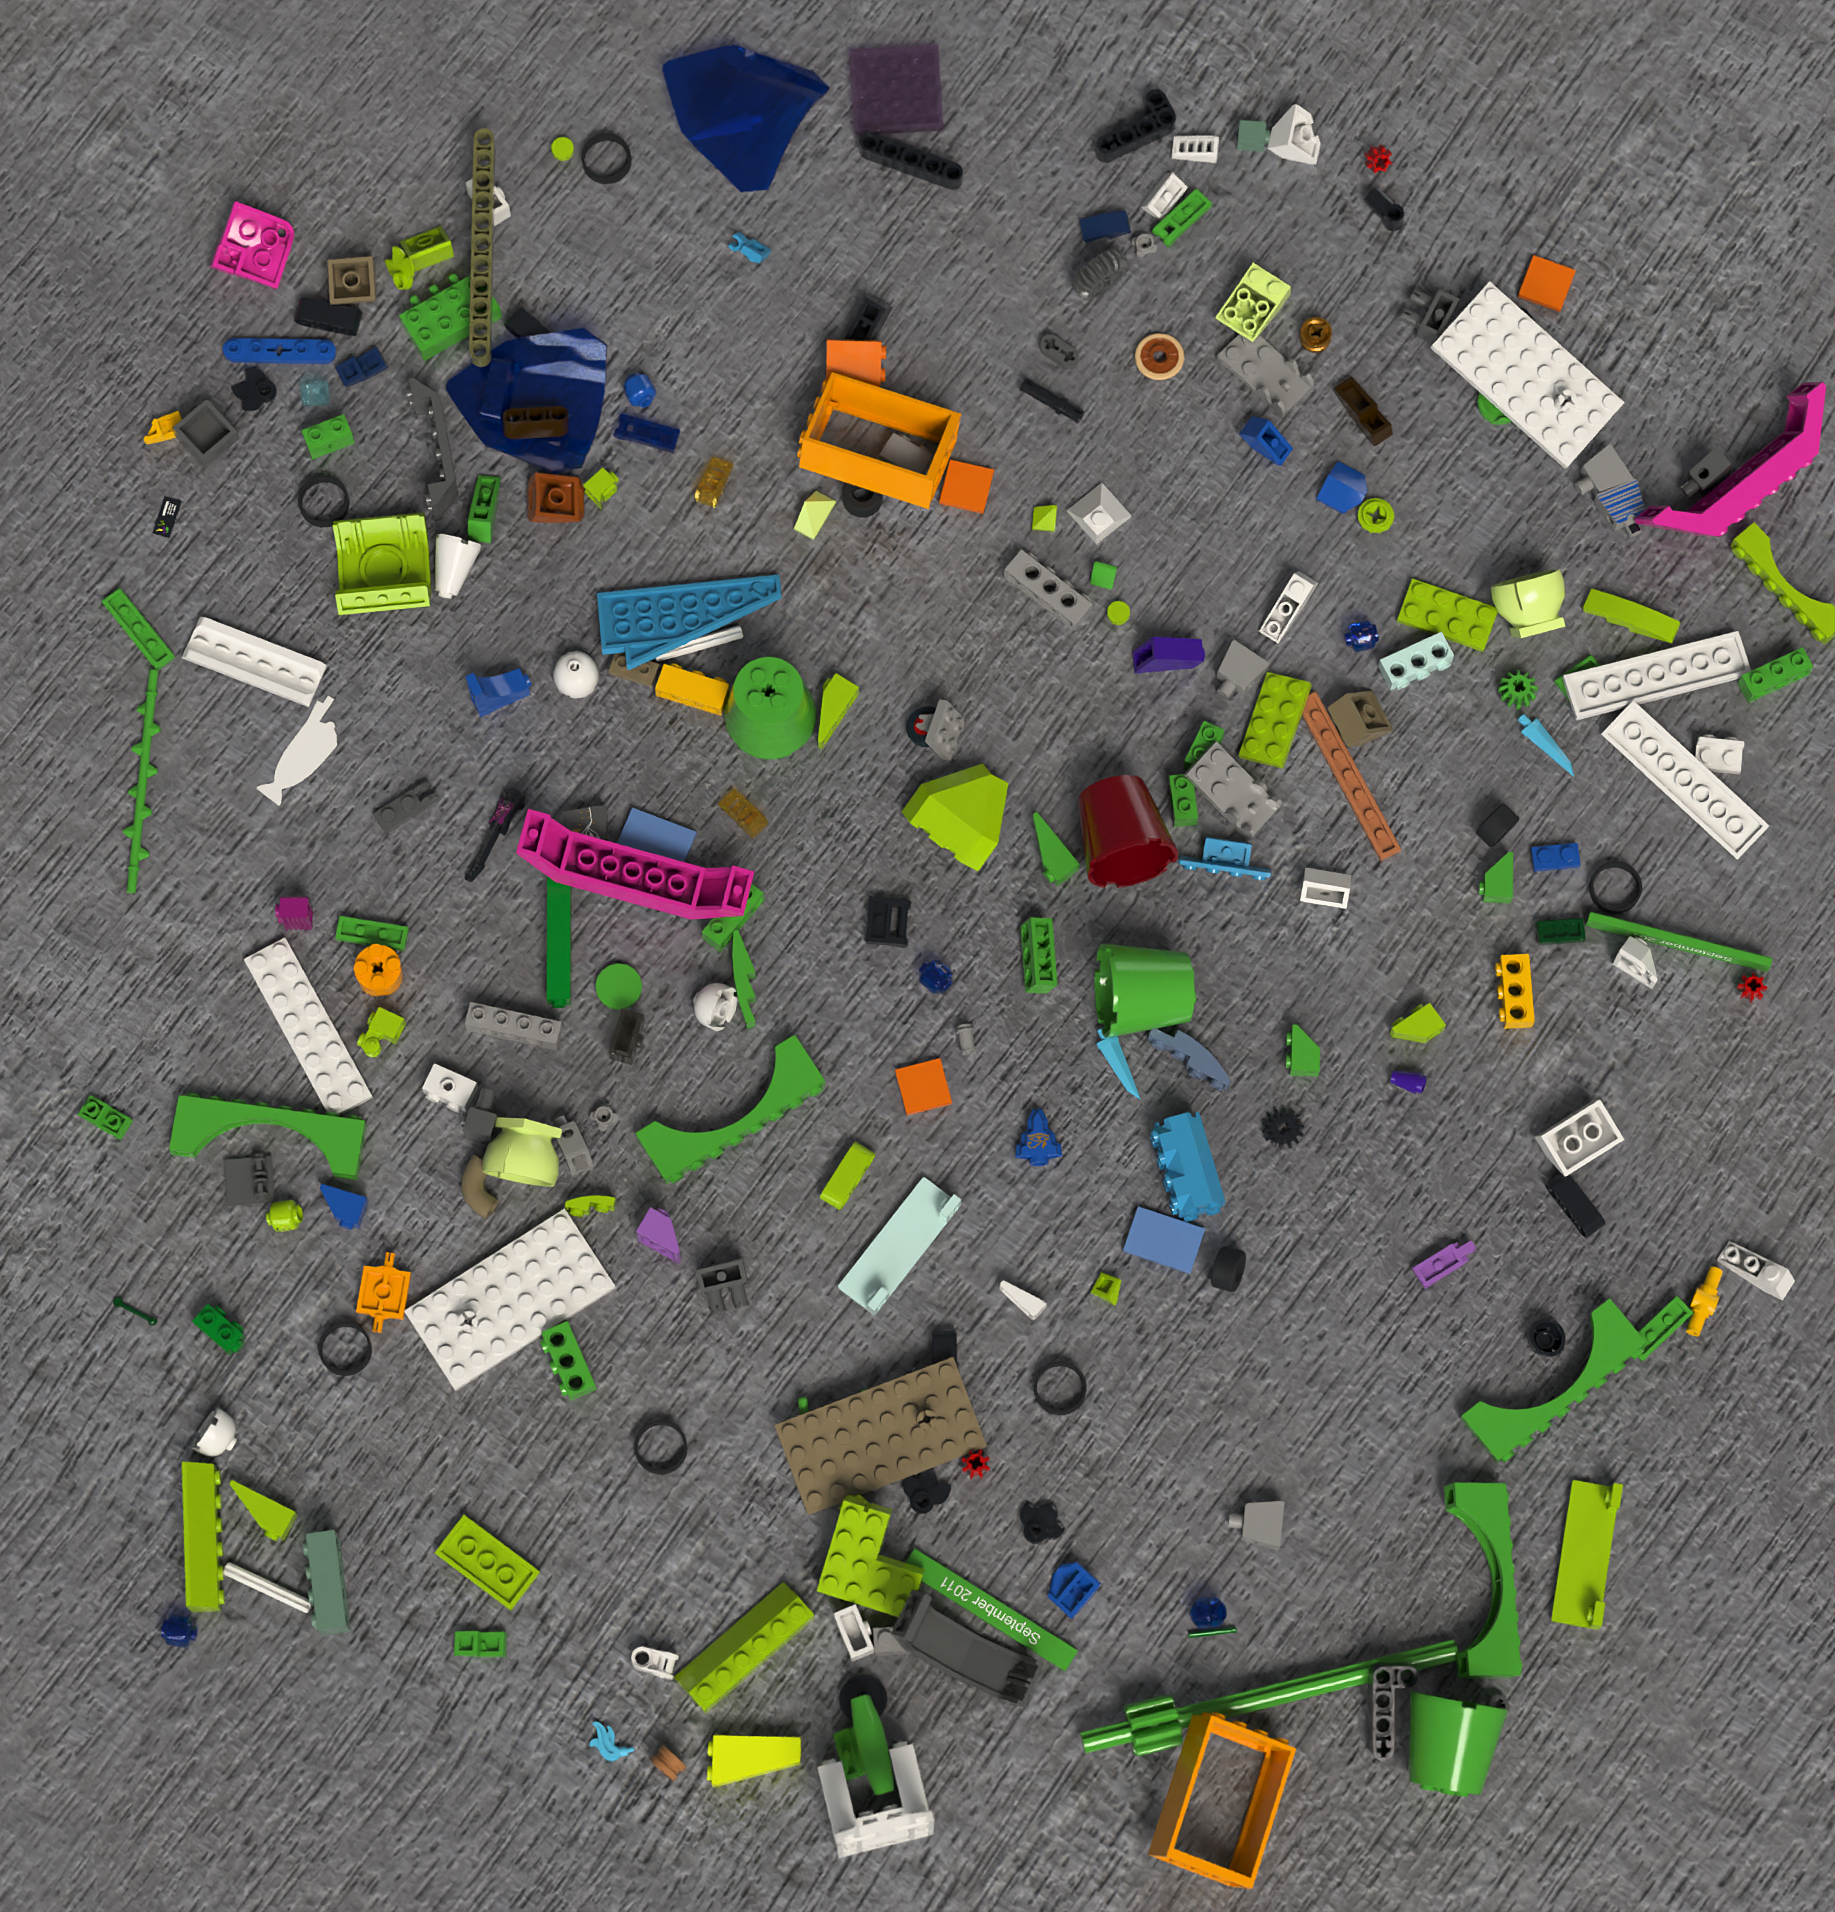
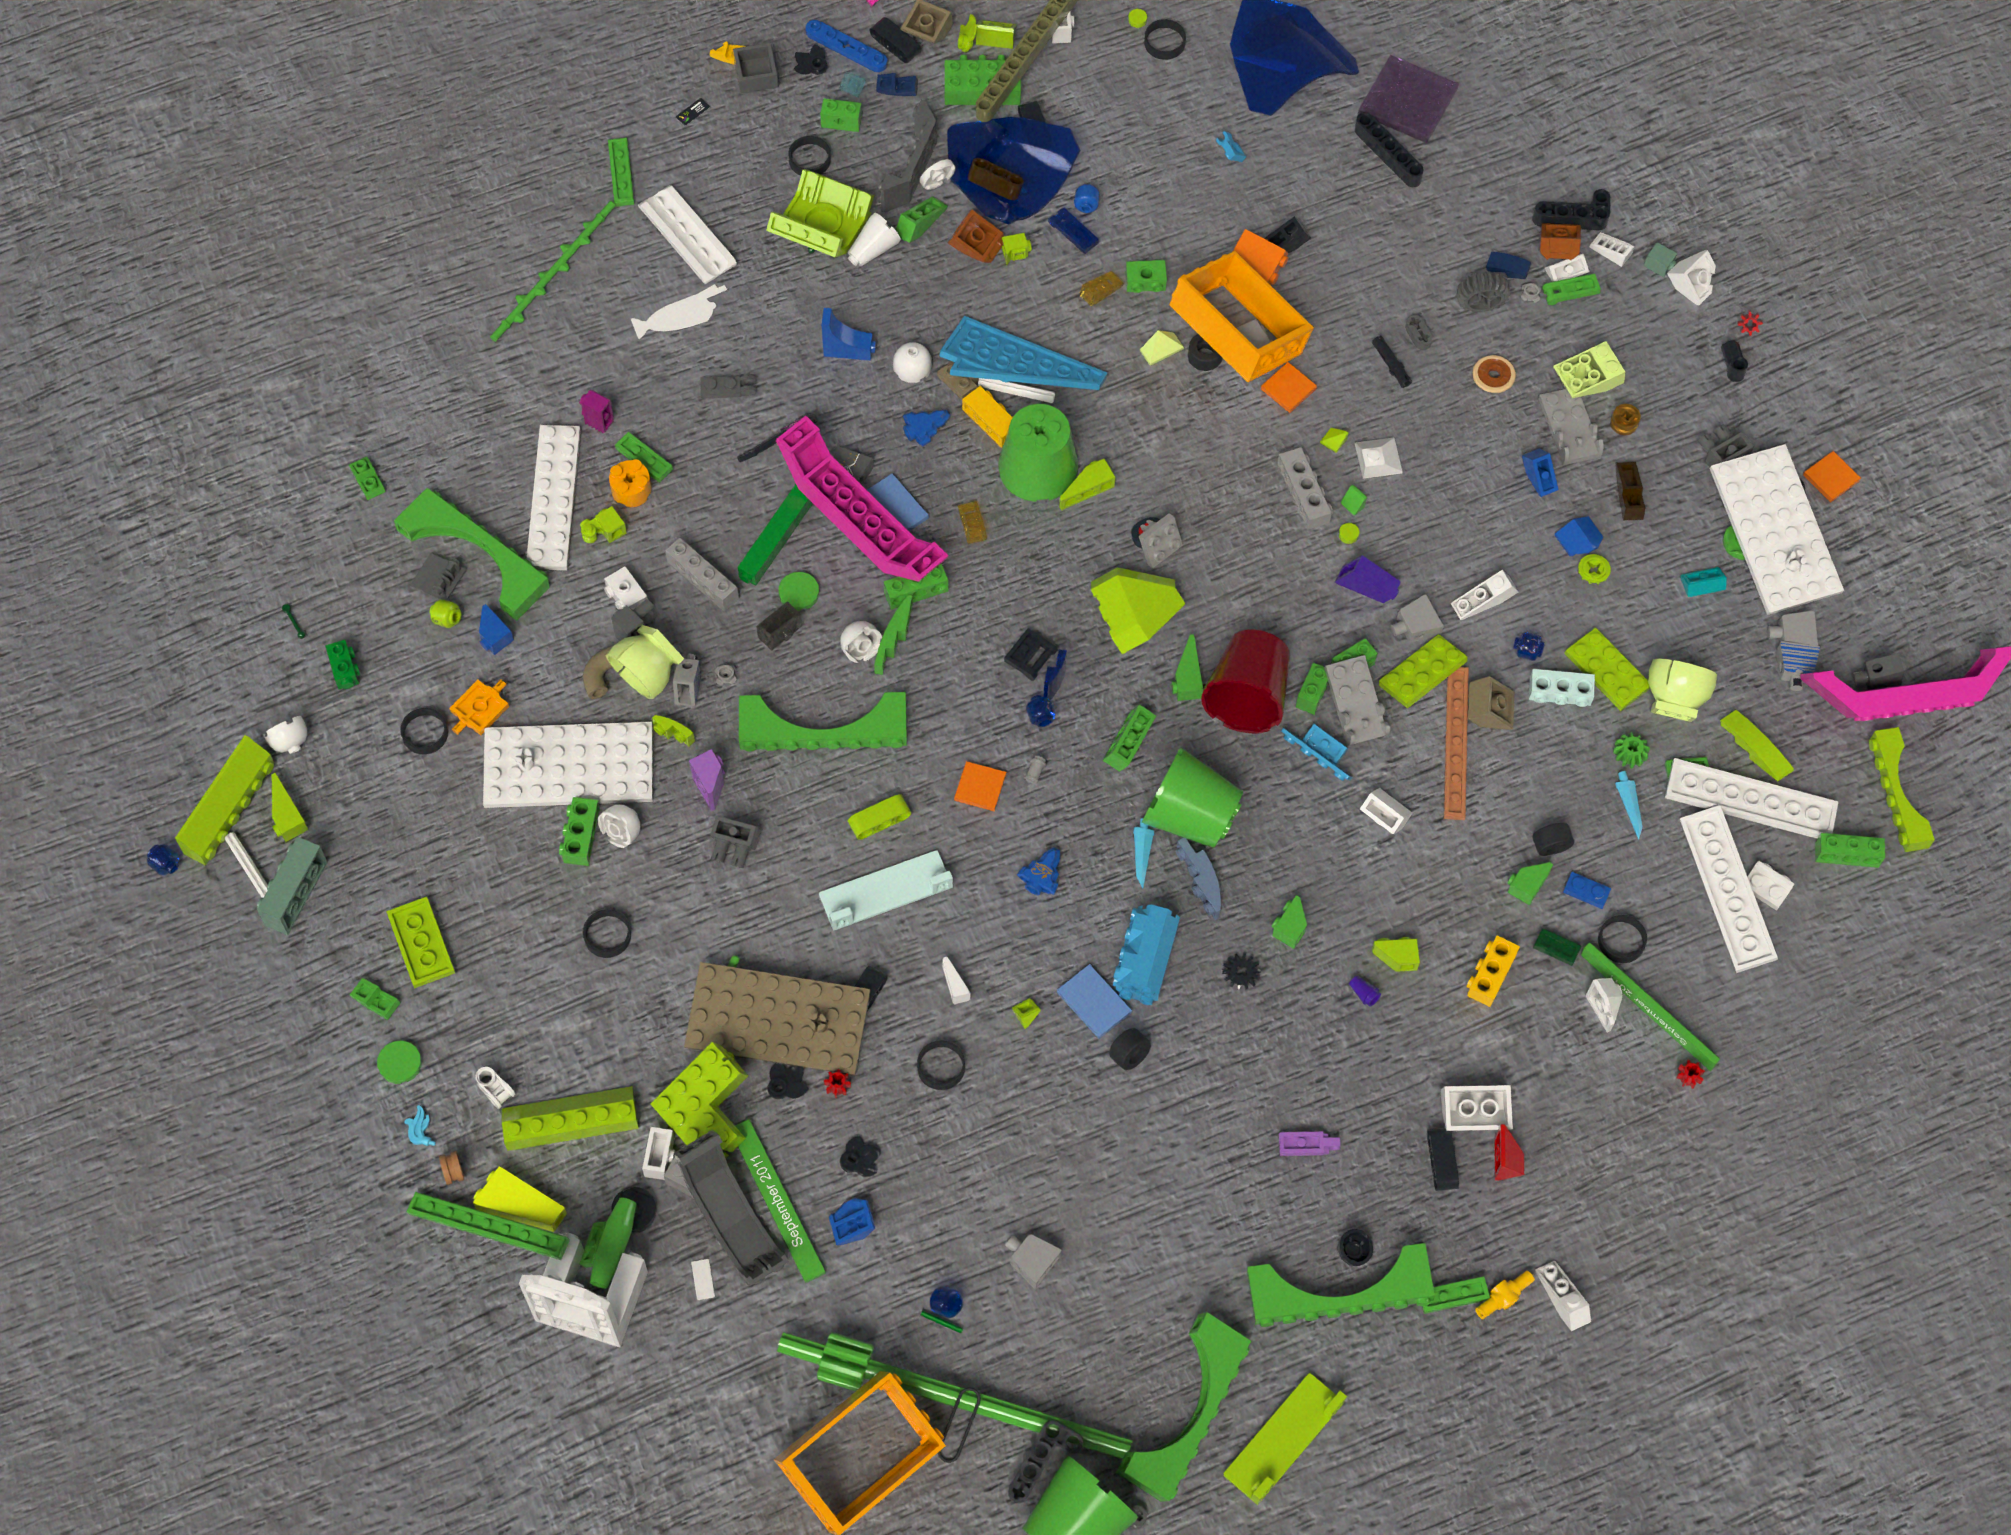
camera: 30 degrees right, 10 degrees down
(472, 451) = (935, 174): none -> white tile
(546, 1691) = (399, 1062): none -> bright green tile
(604, 1331) = (620, 824): none -> white cylinder
(631, 737) = (924, 425): none -> blue rock
(742, 1798) = (488, 1225): none -> bright green tile
(757, 433) = (1154, 270): none -> bright green brick
(928, 936) = (1055, 675): none -> clear blue slope
(968, 1725) = (702, 1279): none -> white sticker
(1142, 171) = (1560, 241): none -> dark orange slope
(1300, 1715) = (969, 1424): none -> black piece
(1486, 468) = (1704, 581): none -> teal slope
(1633, 1167) = (1507, 1155): none -> red slope

